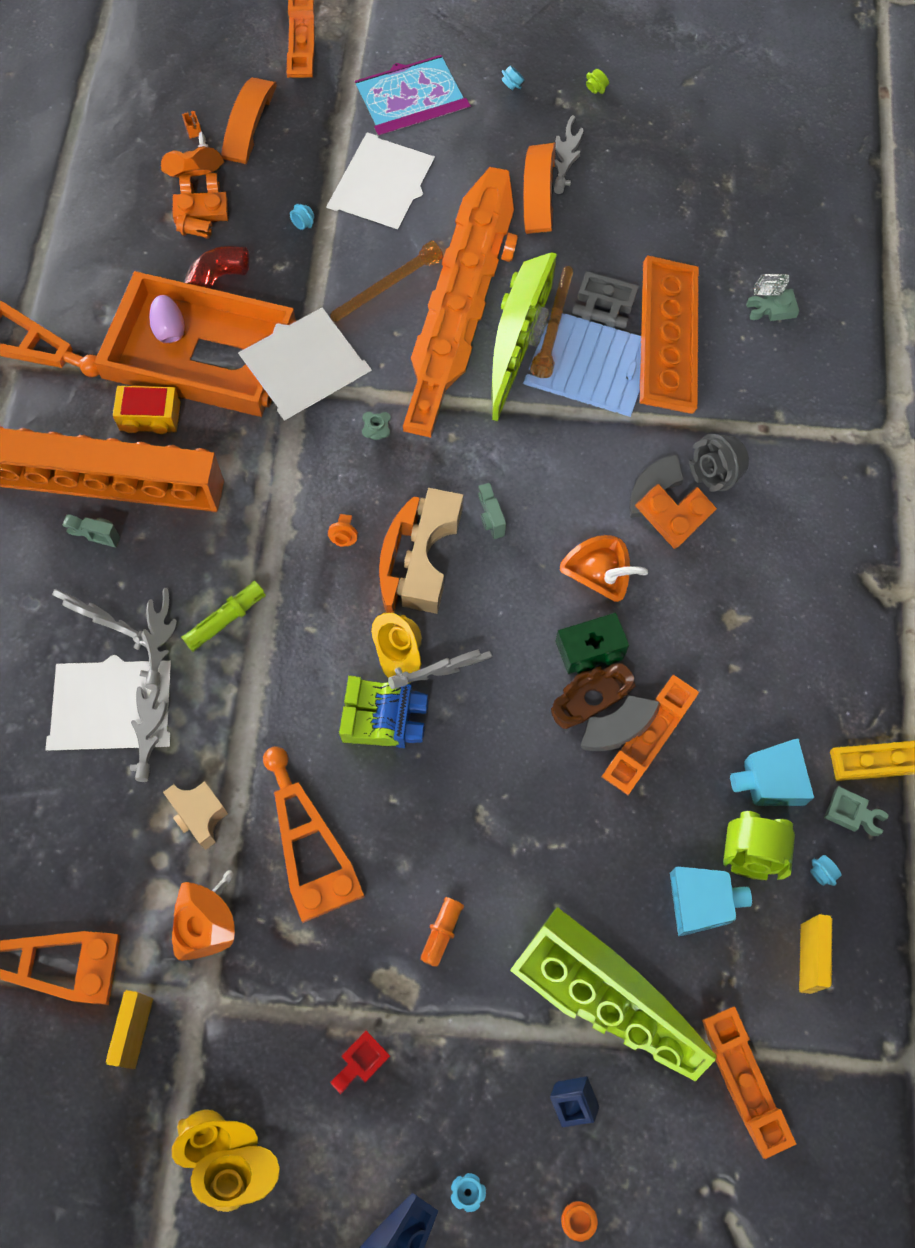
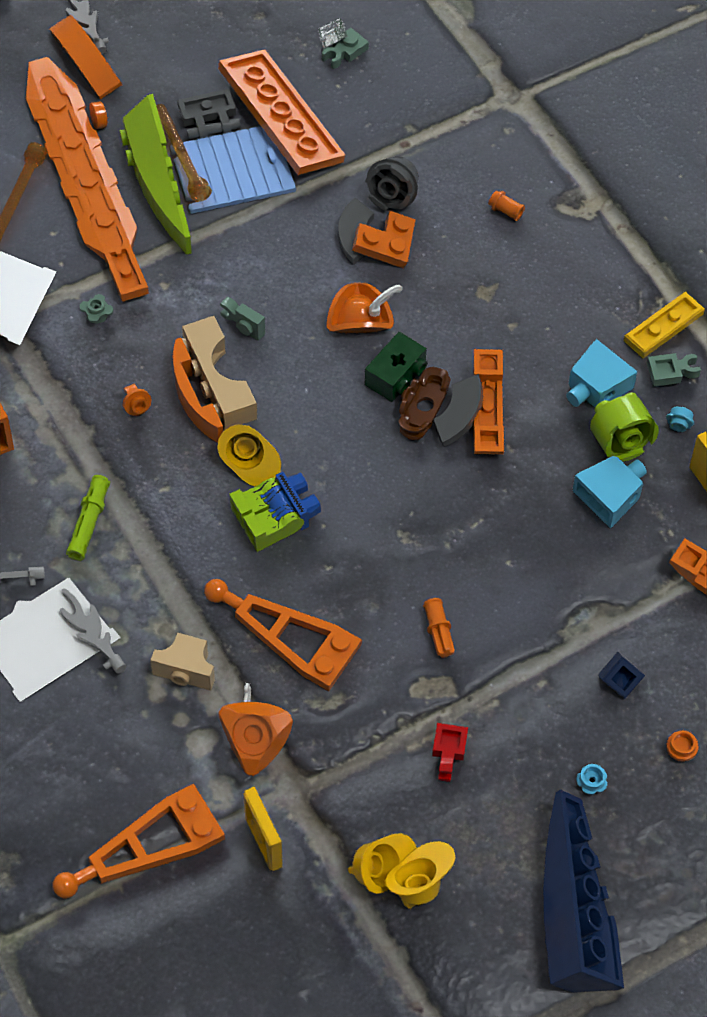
camera: 35 degrees left, 10 degrees down
(159, 636) = (46, 562): light grey piece -> none
(440, 668) = (295, 450): light grey piece -> none
(538, 326) = (172, 152): clear tile -> none
(598, 985) = (588, 590): lime wedge -> none
(812, 544) = (506, 205): none -> orange pin

